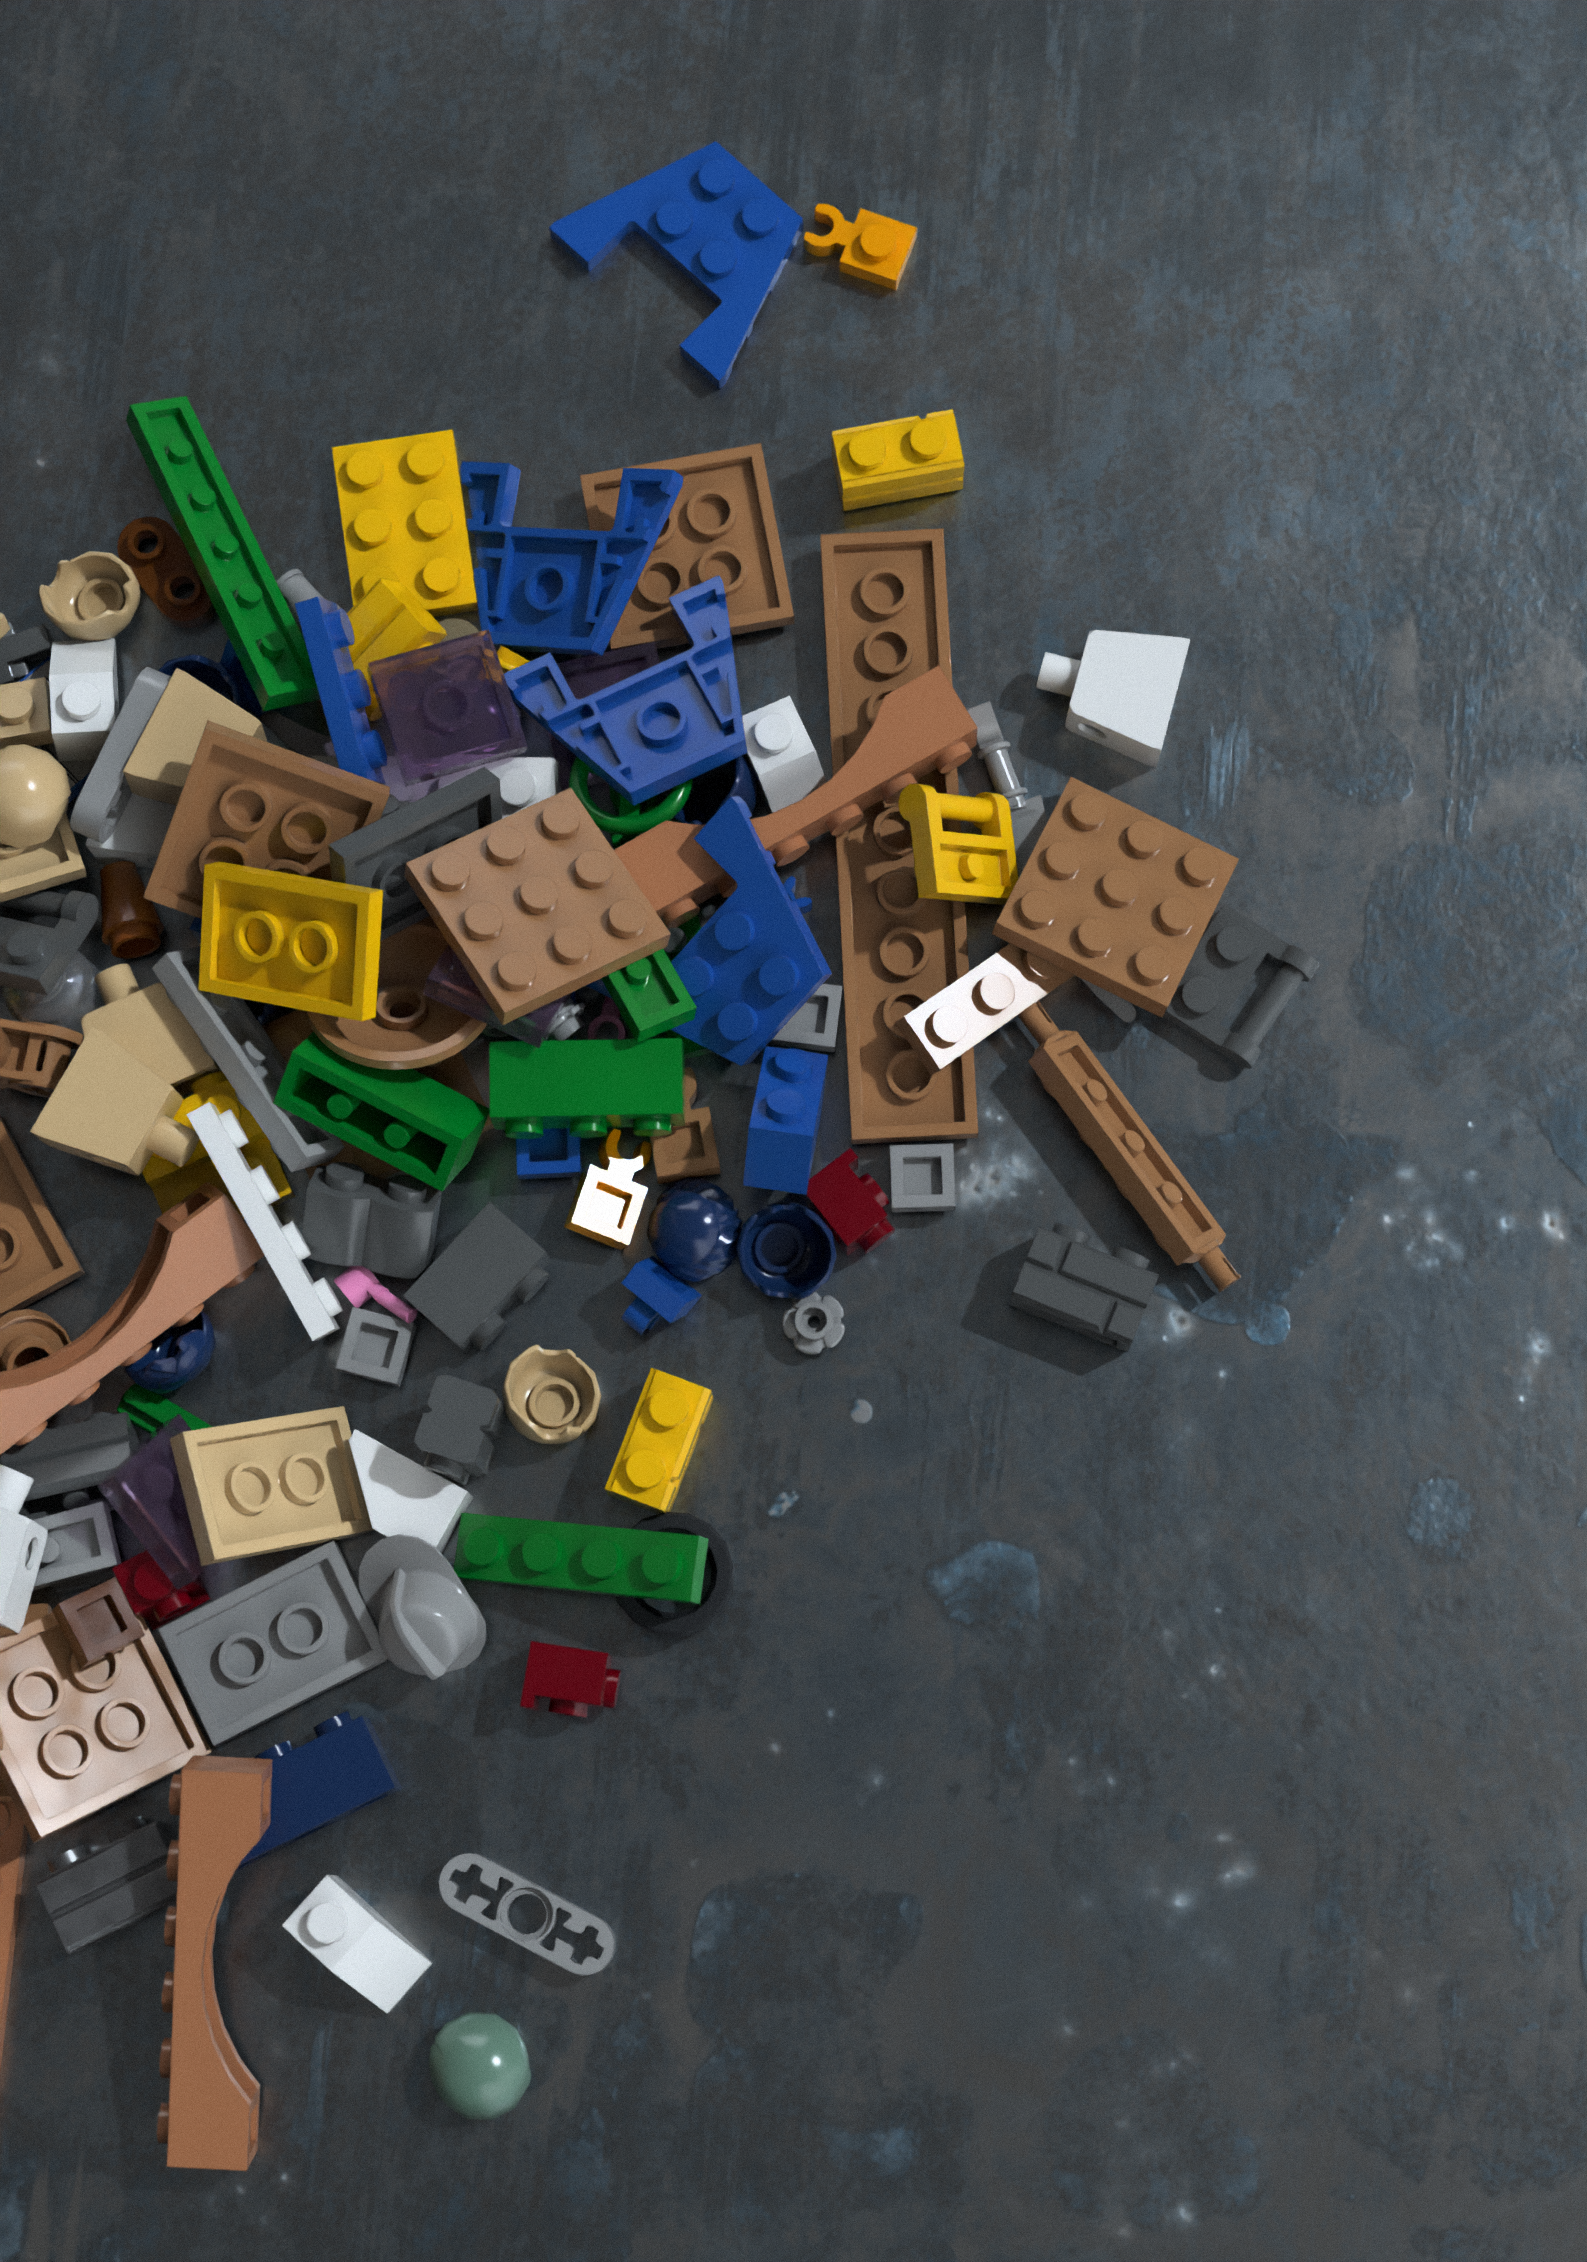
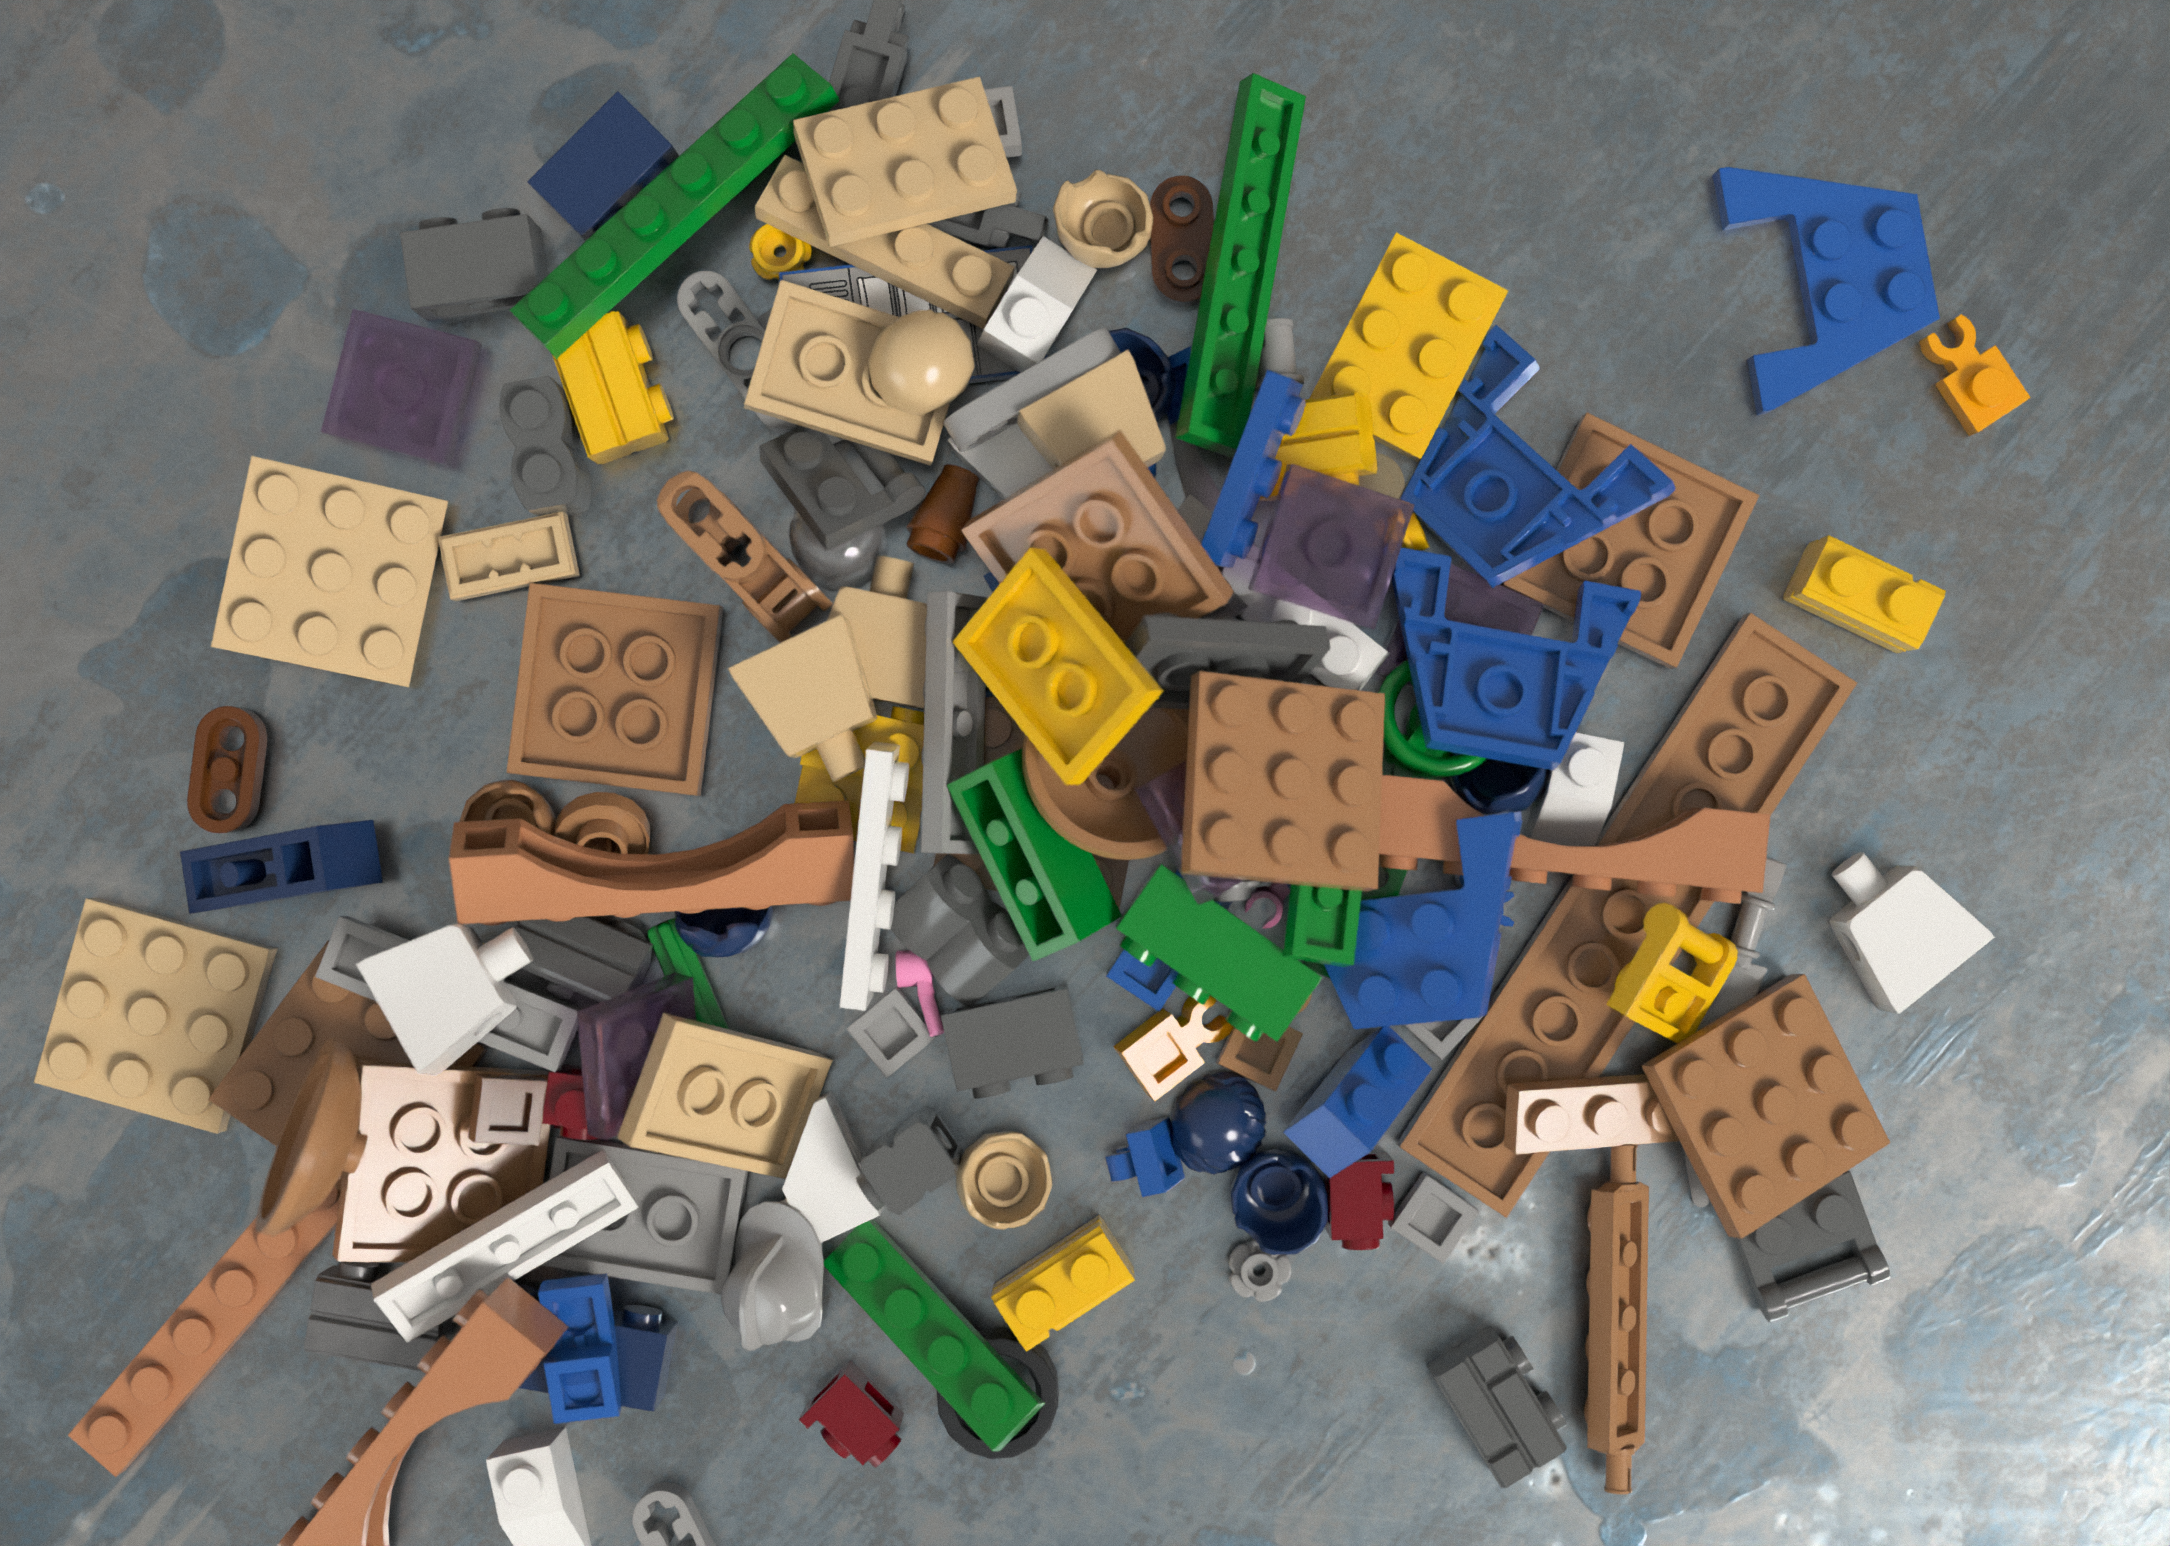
camera: 40 degrees right, 10 degrees up
(173, 1729) = (504, 1245): none -> white plate
(303, 1777) = (584, 1361): none -> blue slope

